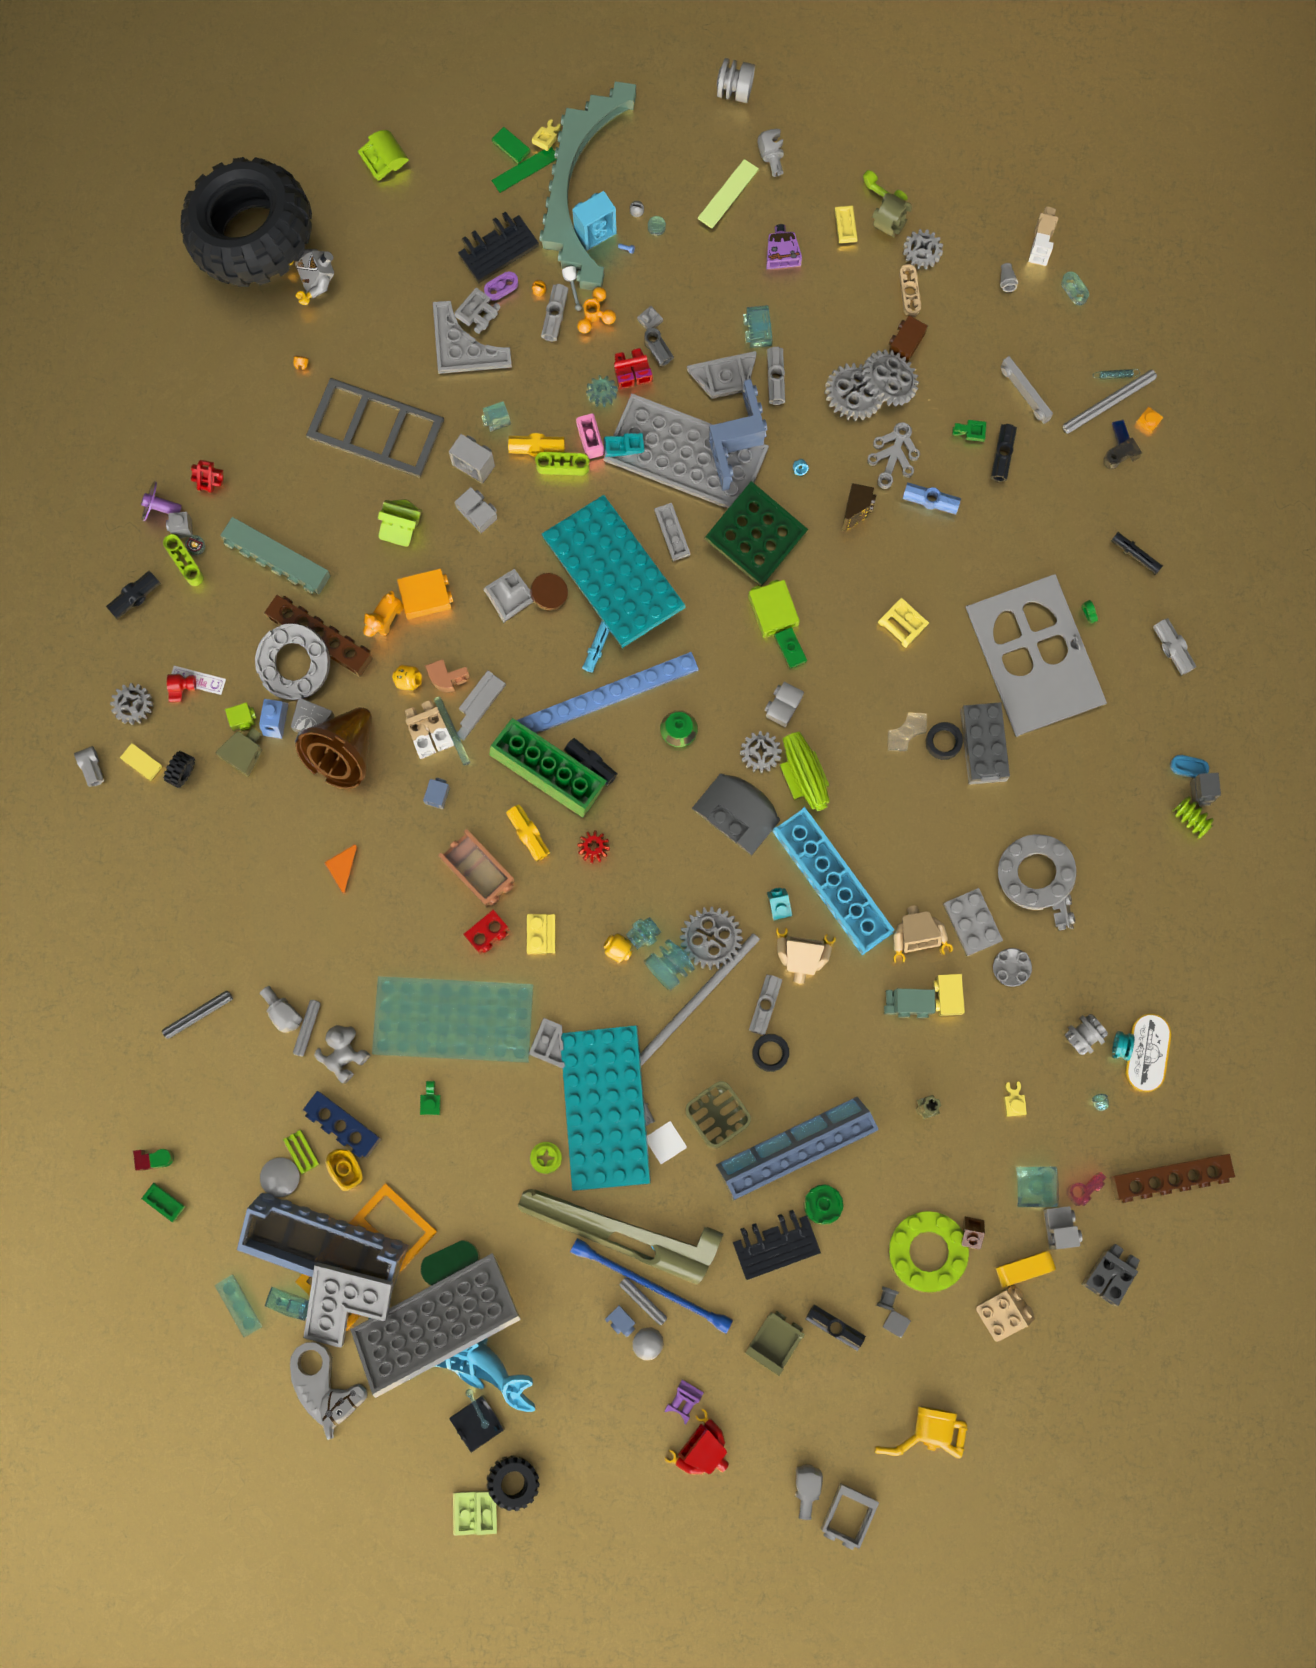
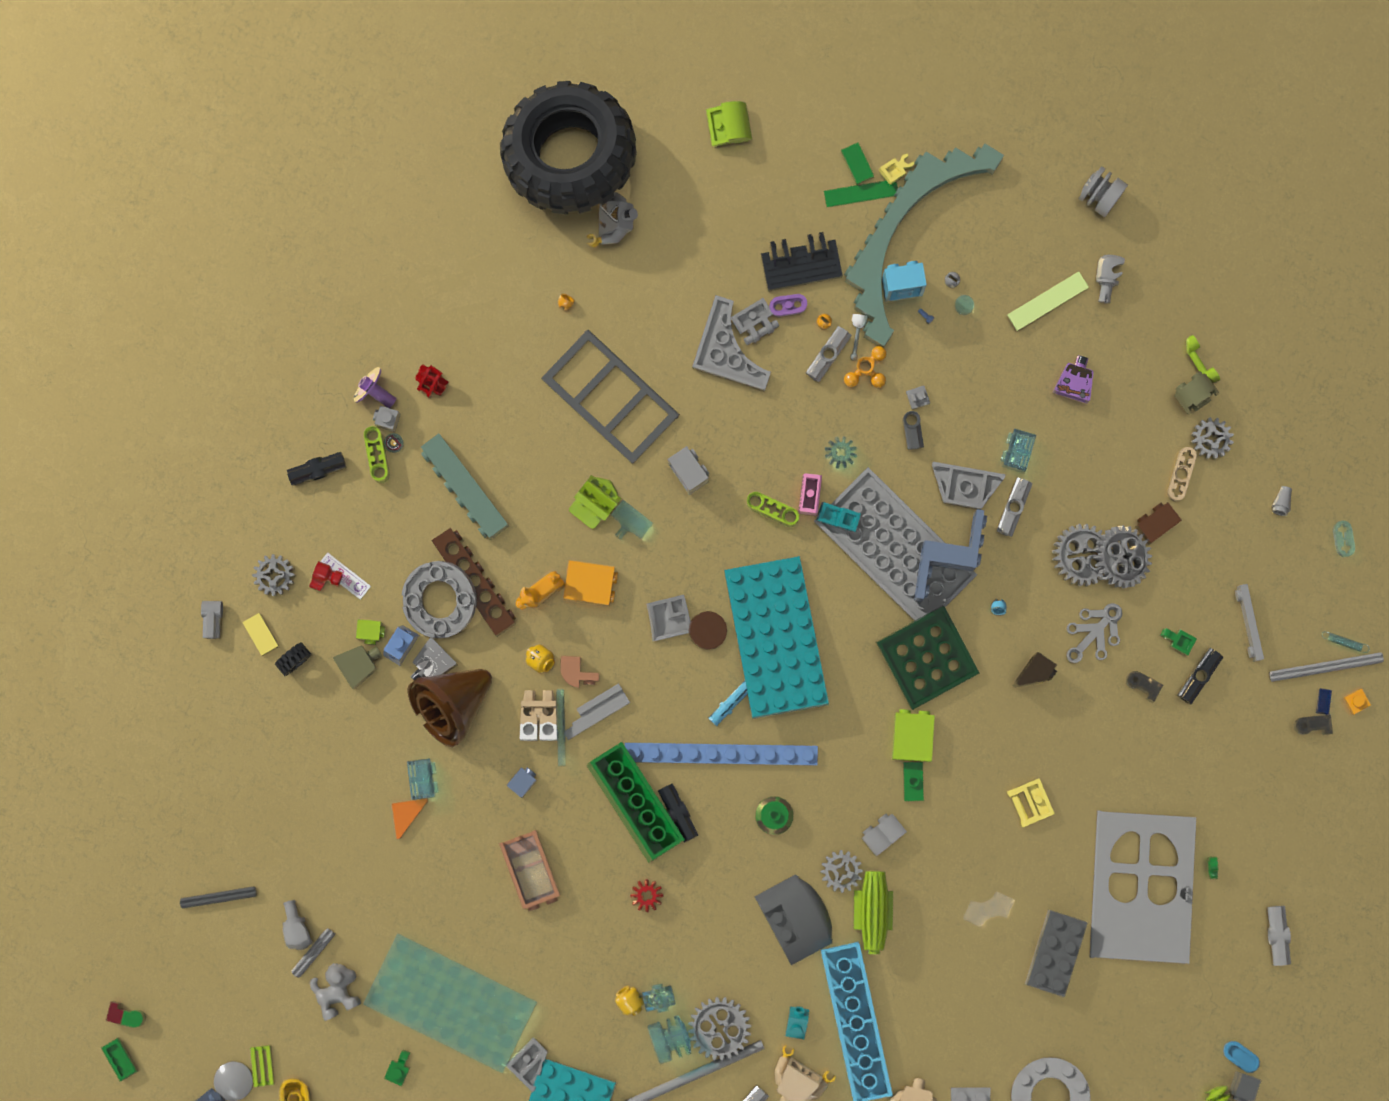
camera: 25 degrees right, 5 degrees up
(342, 828) = (422, 779): none -> clear light blue brick
(368, 1139) = (319, 1063): dark blue brick -> none
(439, 525) = (630, 520): none -> clear light blue plate
(476, 510) = (671, 520): light grey piece -> none
(483, 928) = (513, 930): red brick -> none
(496, 416) = (728, 436): clear light blue brick -> none
(527, 832) = (591, 855): yellow piece -> none
(535, 444) = (756, 479): yellow piece -> none
(540, 933) = (564, 956): light yellow plate -> none
(638, 364) = (886, 441): red hips -> none
(672, 531) = (849, 620): light grey plate -> none
(845, 224) = (1148, 381): light yellow plate -> none
(943, 501) = (1120, 700): medium blue piece -> none
(948, 727) = (1019, 948): black tyre -> none
(957, 479) = (1139, 681): none -> clear smoke leg
(1043, 232) = (1339, 470): hips -> none
(1137, 553) = (1295, 848): black pin -> none

